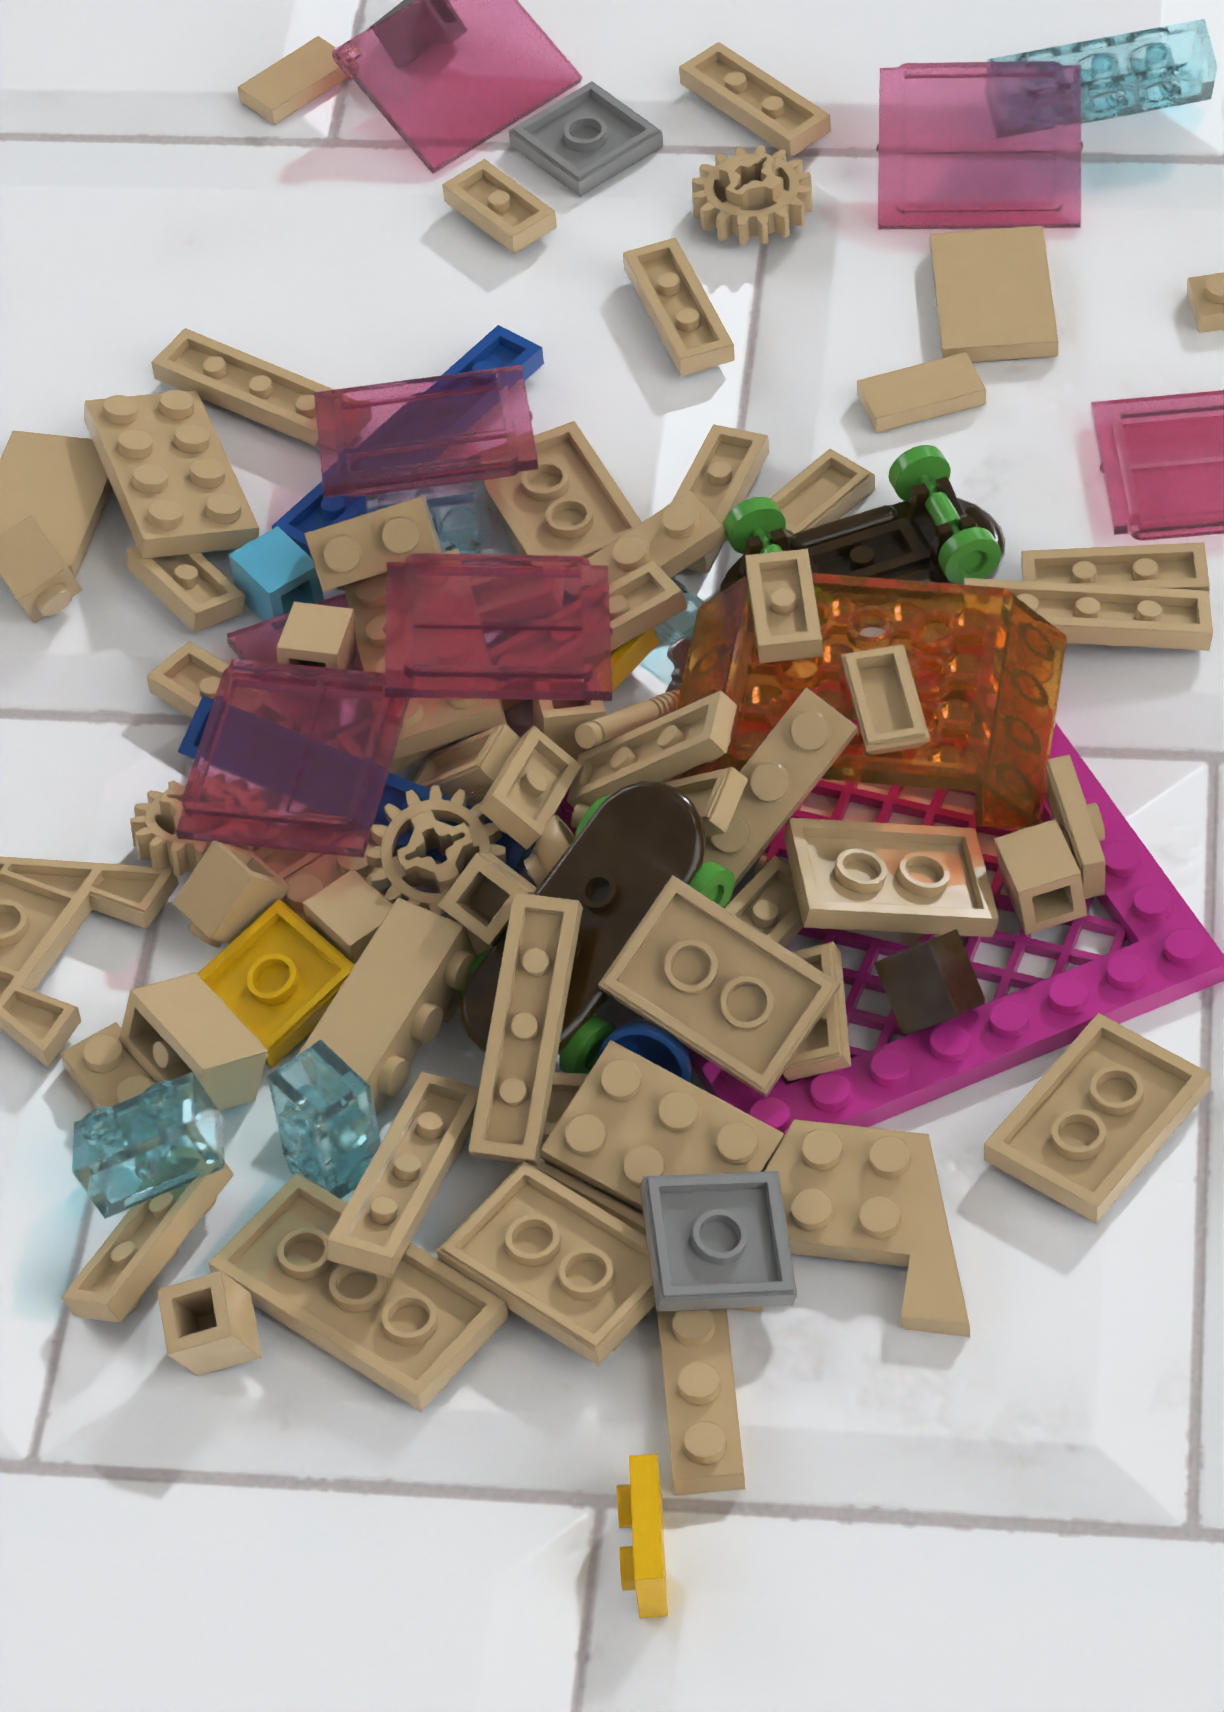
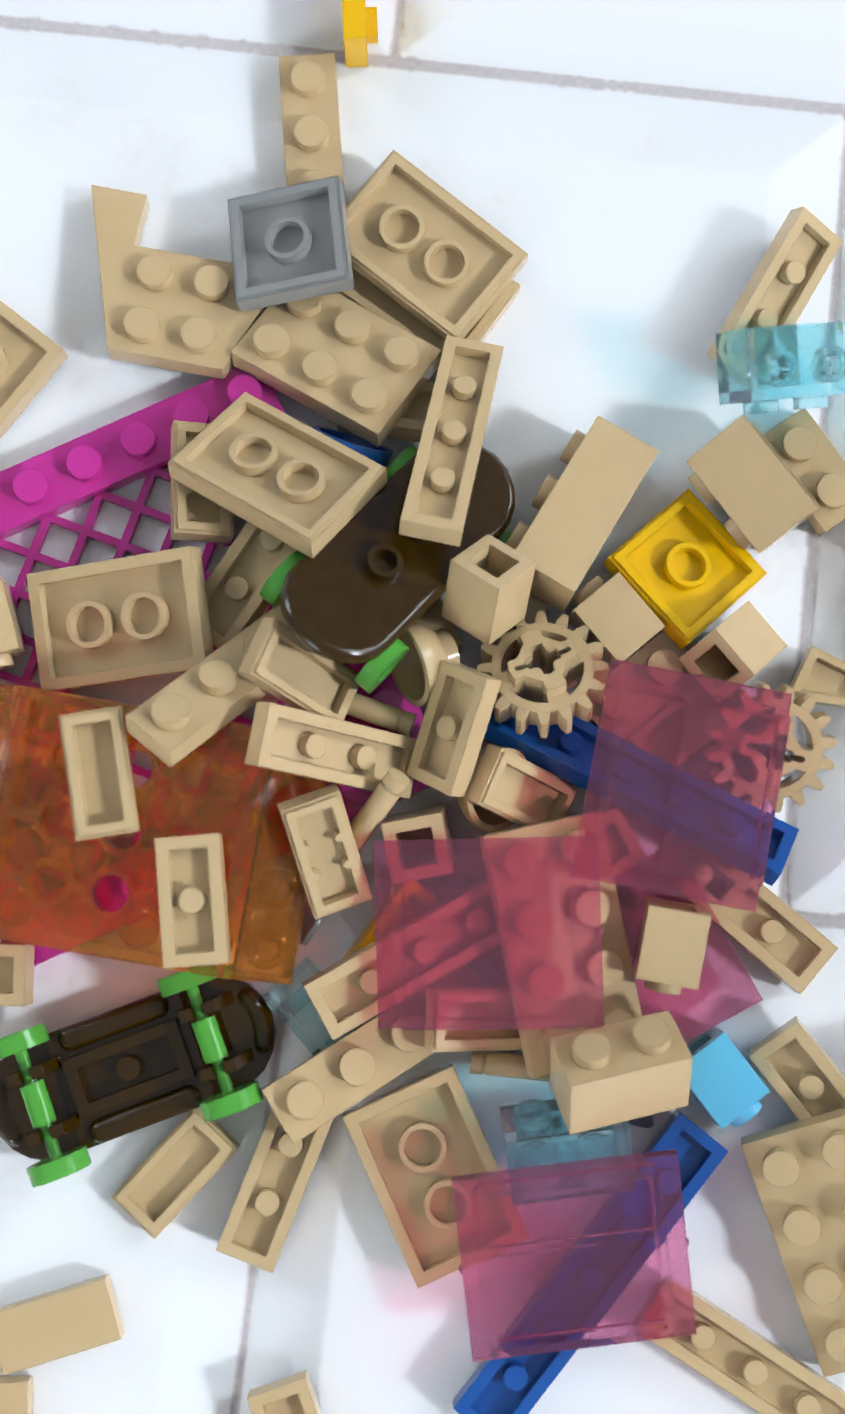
camera: 175 degrees right, 35 degrees up
(209, 1323) = (716, 186): tan brick -> none
(324, 1119) = (628, 370): clear light blue brick -> none
(396, 1330) = (596, 240): tan plate -> none
(404, 1176) = (557, 329): tan plate -> none
(660, 683) = (324, 851): none -> tan plate
(930, 982) = (94, 509): dark brown panel -> none

